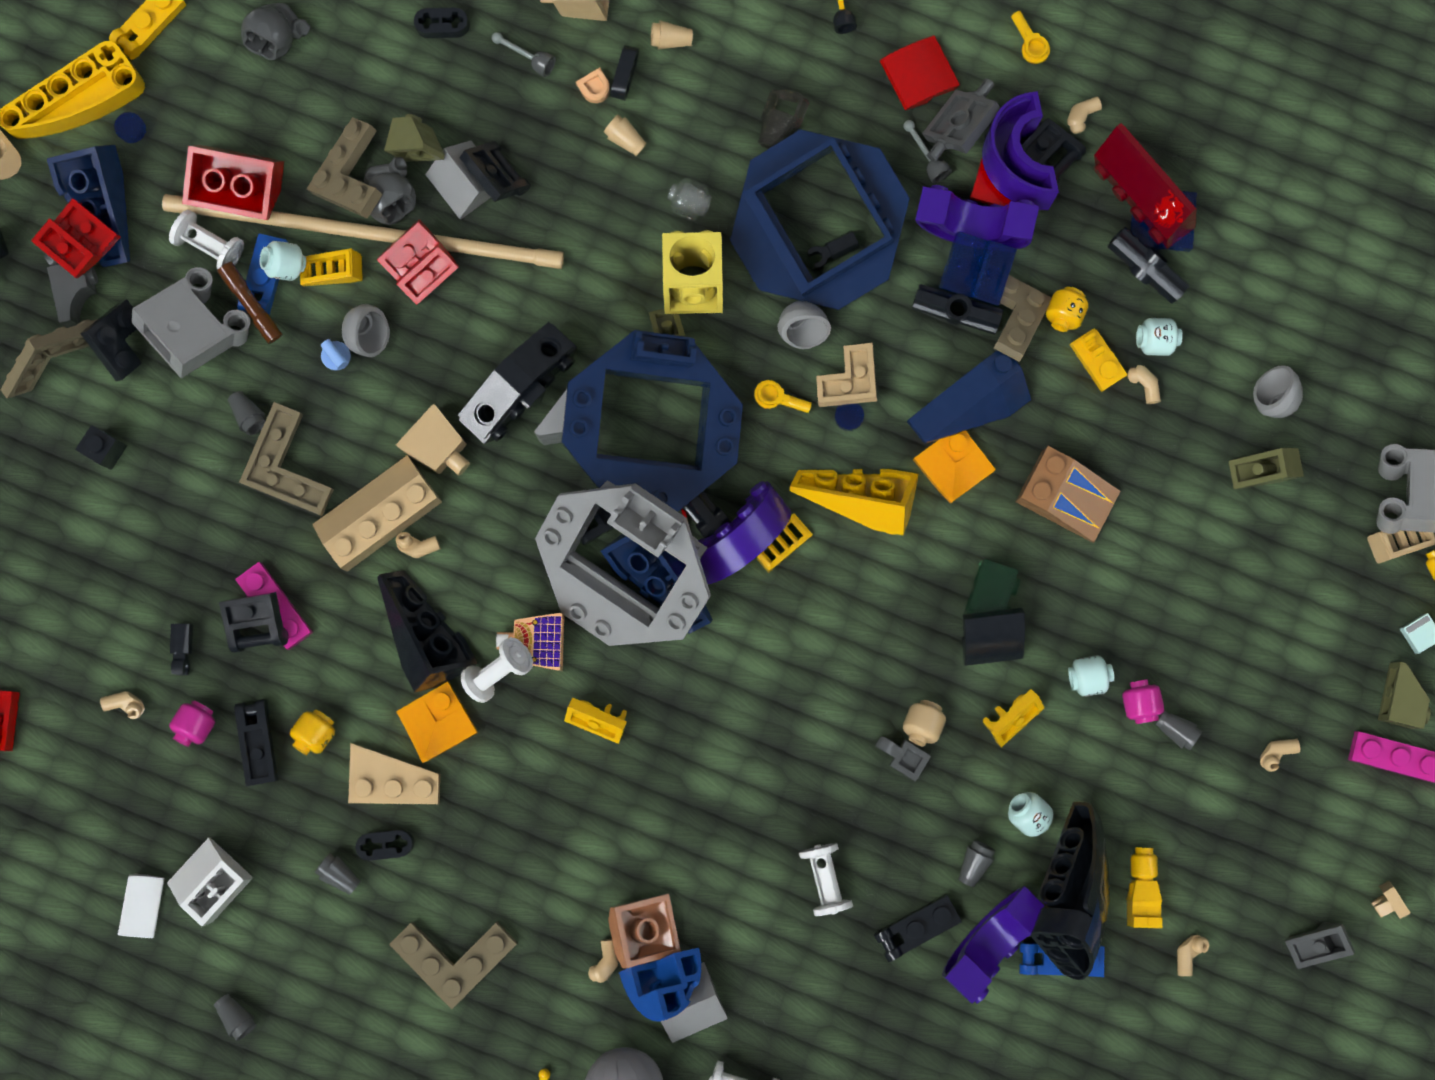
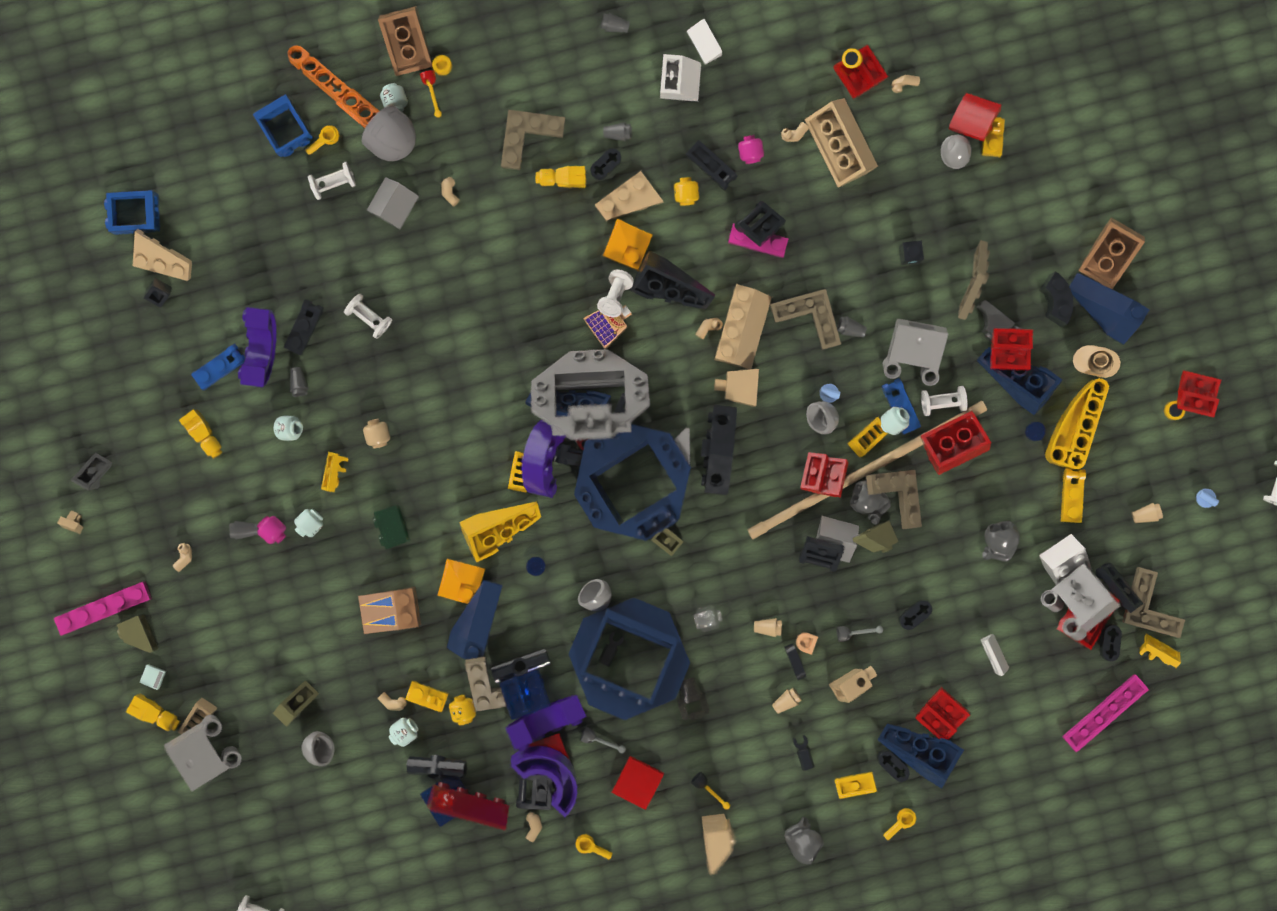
camera: 140 degrees right, 5 degrees up
(76, 648) = (841, 142): none -> tan slope
(108, 341) = (952, 310): black plate -> none
(181, 647) = (788, 183): black bar -> none
(239, 287) = (906, 389): reddish brown piece -> none
(449, 869) = (564, 177): none -> yellow piece
(592, 719) = (549, 306): yellow plate -> none
(643, 931) = (441, 220): nougat slope -> none
(663, 986) = (409, 200): blue brick -> none
(692, 293) = (664, 565): light yellow brick -> none
(770, 394) = (585, 545): yellow plate -> none
(854, 385) = (543, 585): tan plate -> none
(906, 758) = (372, 408): dark grey plate -> none
(961, 121) = (594, 771): dark grey plate -> none
(993, 636) = (373, 505): black slope -> none
(1075, 895) = (234, 403): black panel -> none
(1188, 951) = (157, 419): tan arm -> none

